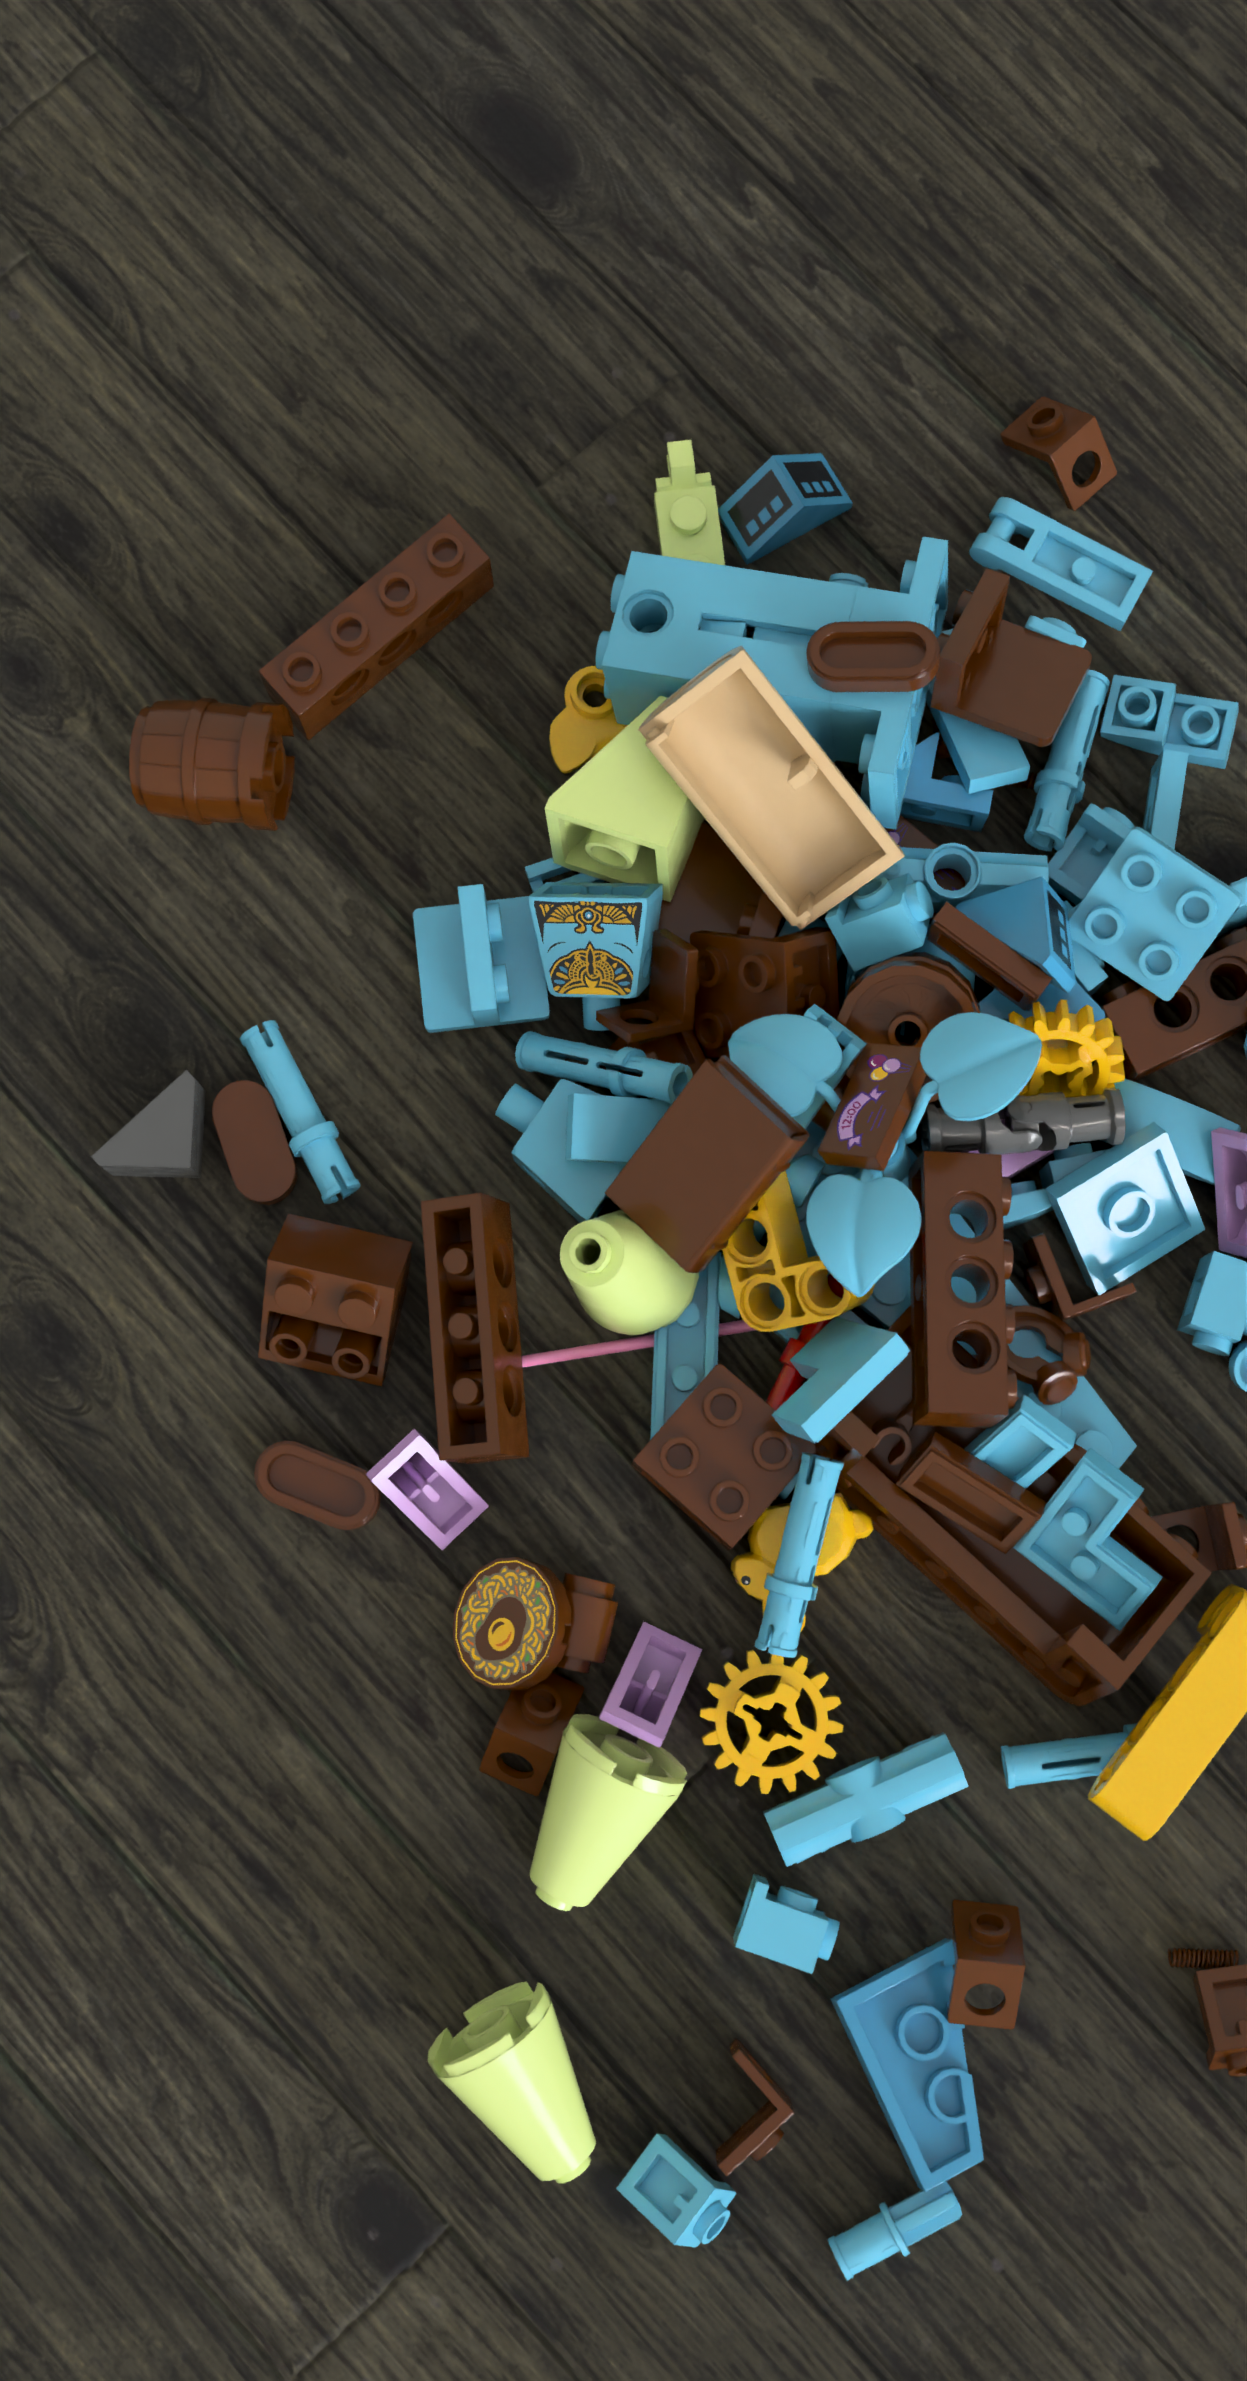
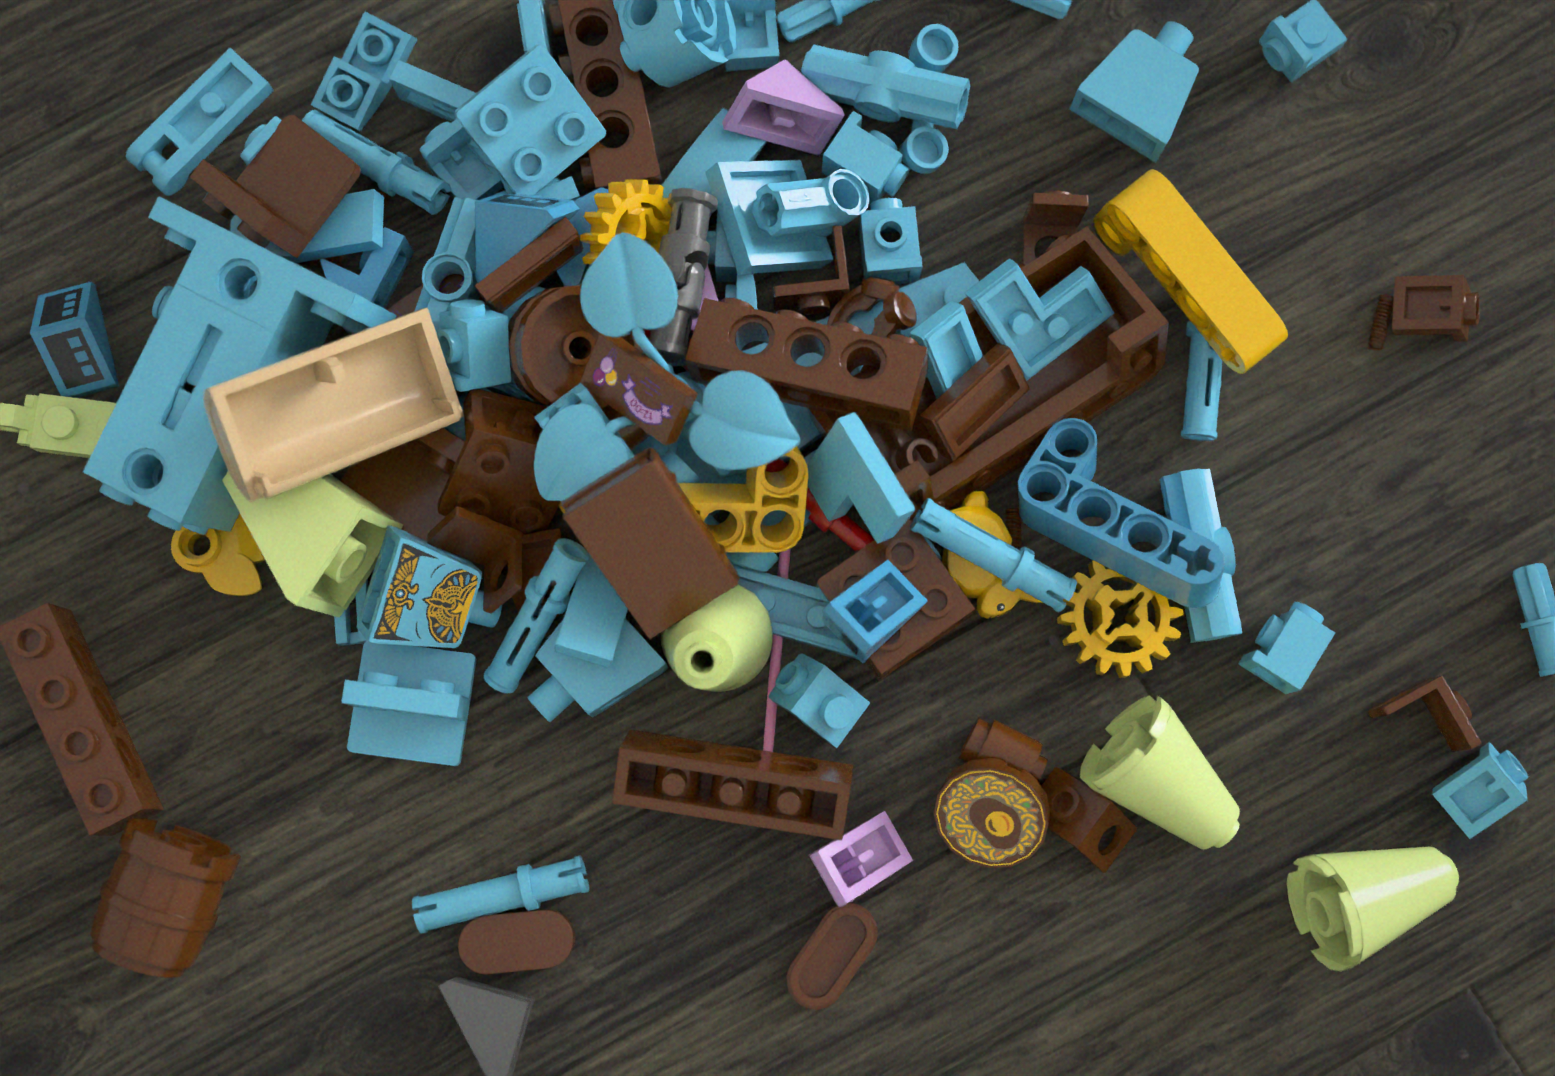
camera: 80 degrees left, 0 degrees up
(333, 1299) = (674, 902): reddish brown slope -> none
(592, 1401) = (818, 698): none -> medium azure bracket
(650, 1684) = (1069, 709): lavender slope -> none
(699, 1431) = (873, 610): none -> dark azure slope
(852, 1577) = (1018, 526): none -> reddish brown leg
(873, 656) = (245, 284): reddish brown tile -> none
(875, 1697) = (1125, 521): none -> dark azure beam
(917, 2062) = (1411, 570): dark azure wing -> none
(986, 1952) = (1346, 488): reddish brown bracket -> none
(1059, 437) = (88, 91): reddish brown bracket -> none
(1112, 1358) = (890, 260): none -> medium azure brick
(1150, 1251) = (811, 204): none -> medium azure piece

